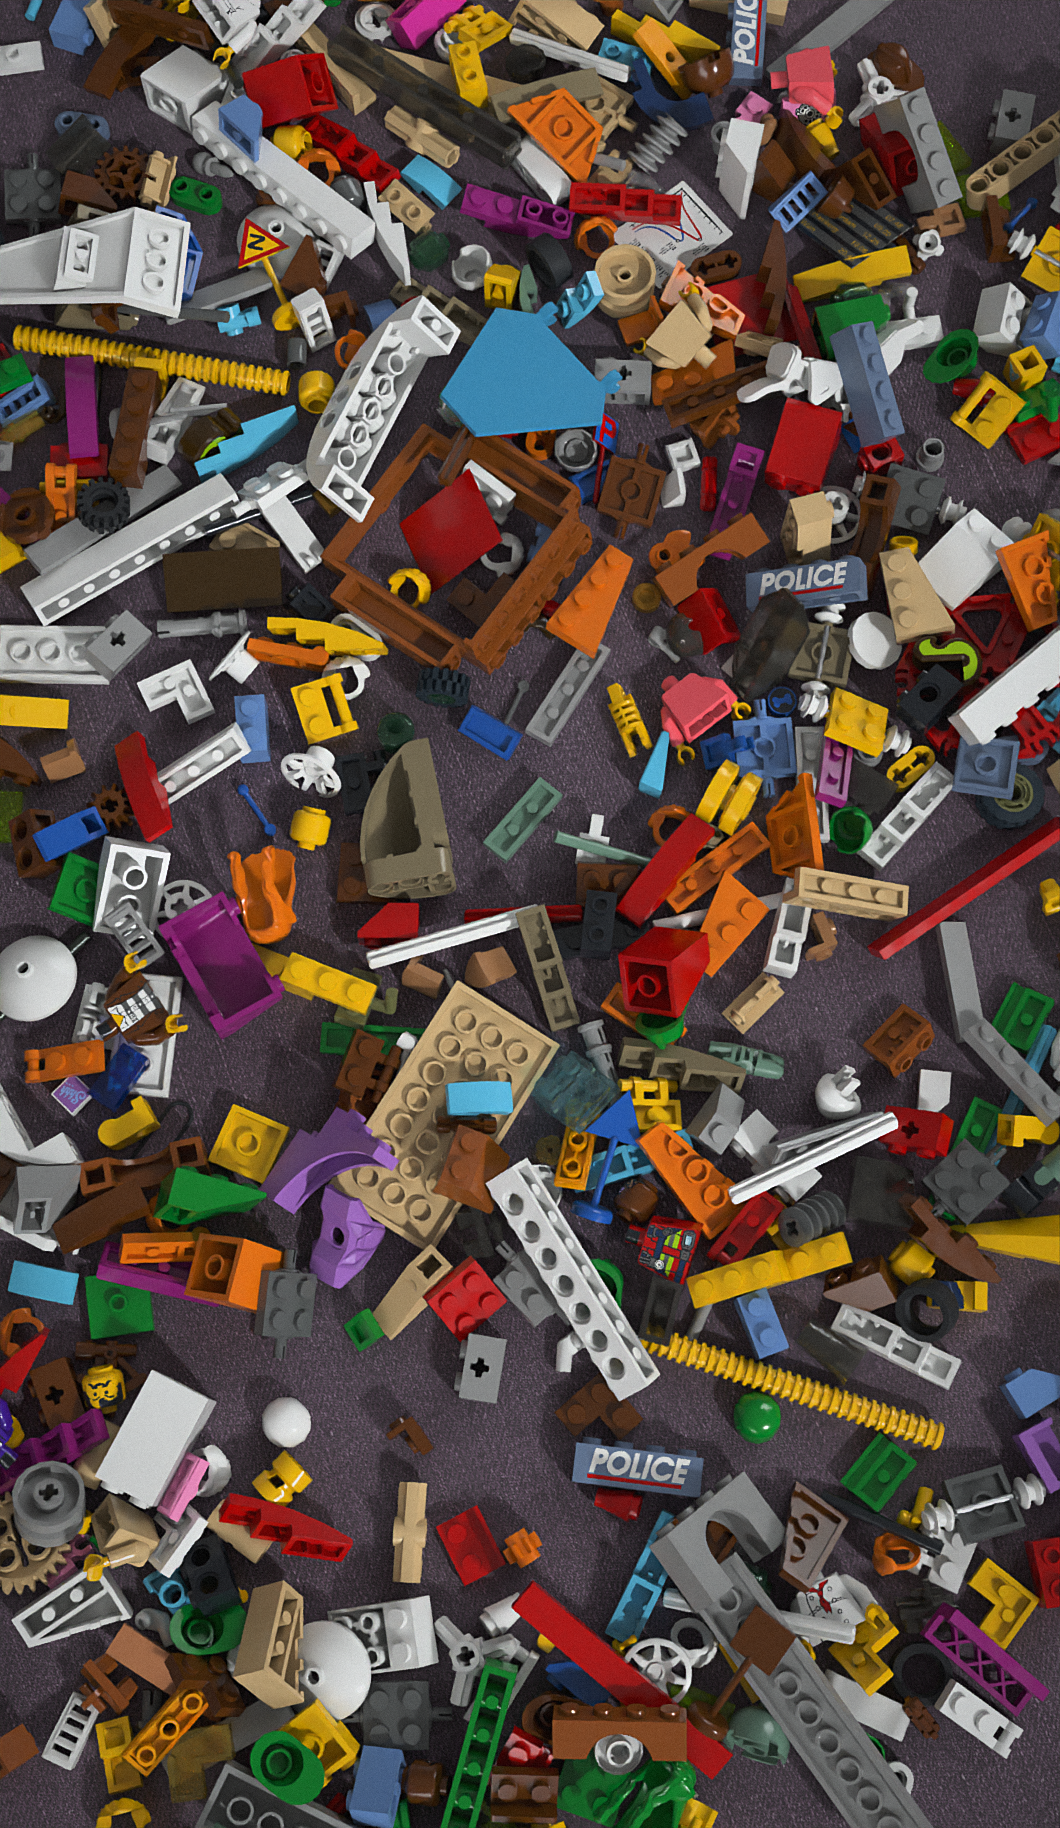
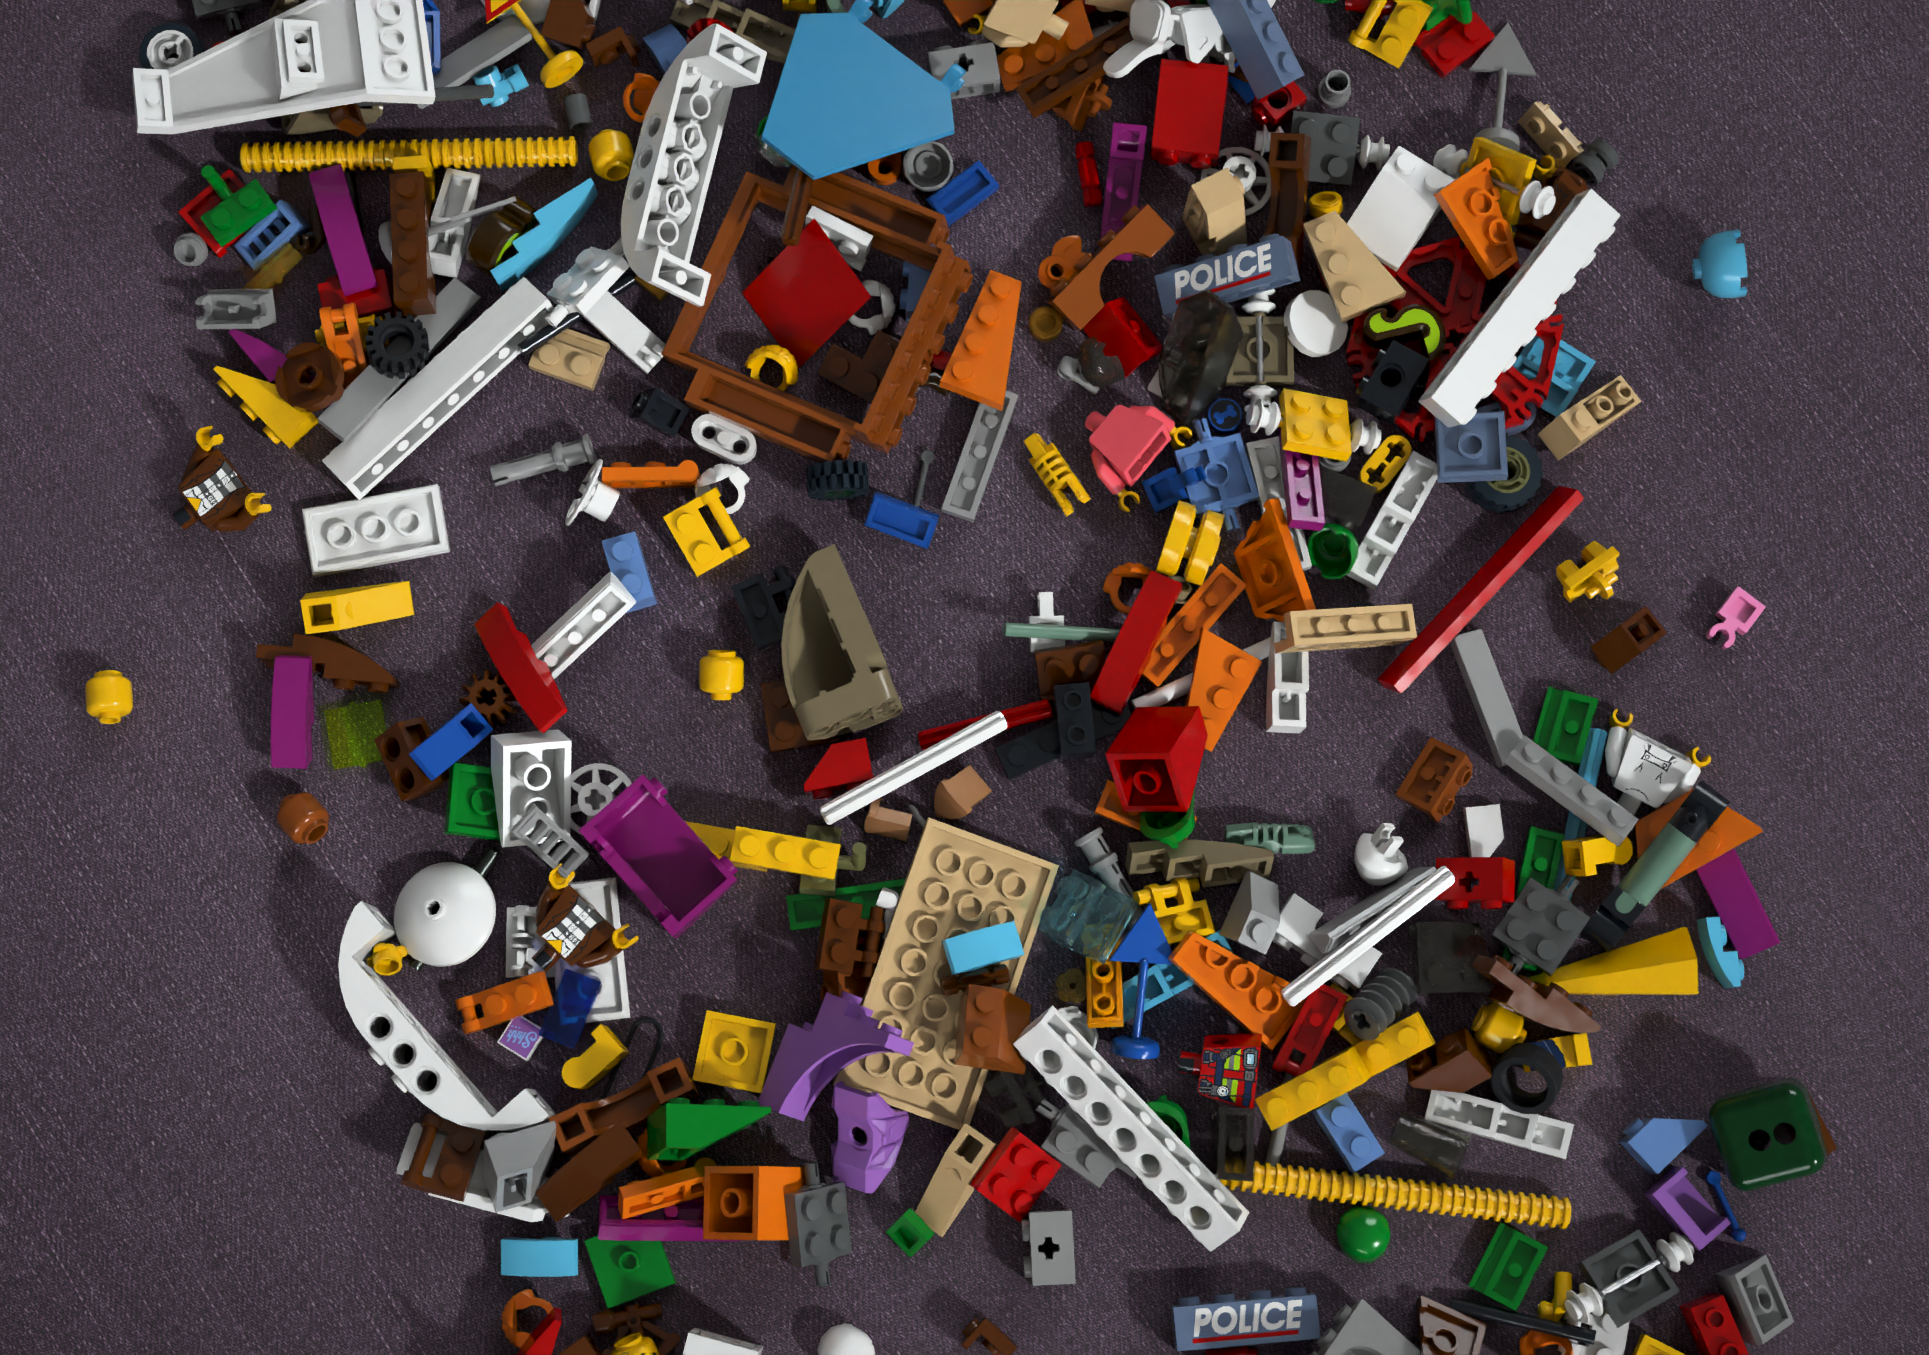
camera: 15 degrees left, 5 degrees up
(63, 763) = (421, 656): medium nougat tile -> none
(112, 659) = (443, 524): light grey brick -> none
(178, 684) = (534, 536): white plate -> none
(223, 579) = (554, 402): dark brown tile -> none
(265, 893) = (688, 762): orange hair -> none
(270, 829) = (674, 683): blue hinge -> none
(306, 305) = (588, 68): white slope -> none
(314, 768) = (710, 603): white wheel -> none
(337, 639) = (704, 449): yellow slope -> none
(395, 731) = (794, 543): clear green head -> none
(522, 820) = (961, 614): sand green plate -> none
(547, 968) = (1026, 781): dark tan slope -> none
(566, 1349) = (1137, 1204): white arm -> none
(598, 1400) = (1183, 1255): reddish brown plate -> none
(606, 437) = (961, 145): red piece -> none
(631, 491) = (1002, 202): reddish brown plate -> none
(636, 1201) = (1181, 1023): reddish brown head -> none
(653, 775) = (1098, 533): medium azure slope -> none
(673, 489) = (1049, 189): white slope -> none
(682, 455) = (1051, 146): white tile -> none
(753, 1002) = (1264, 770): tan hinge -> none
(824, 932) = (1327, 674): medium nougat bracket -> none

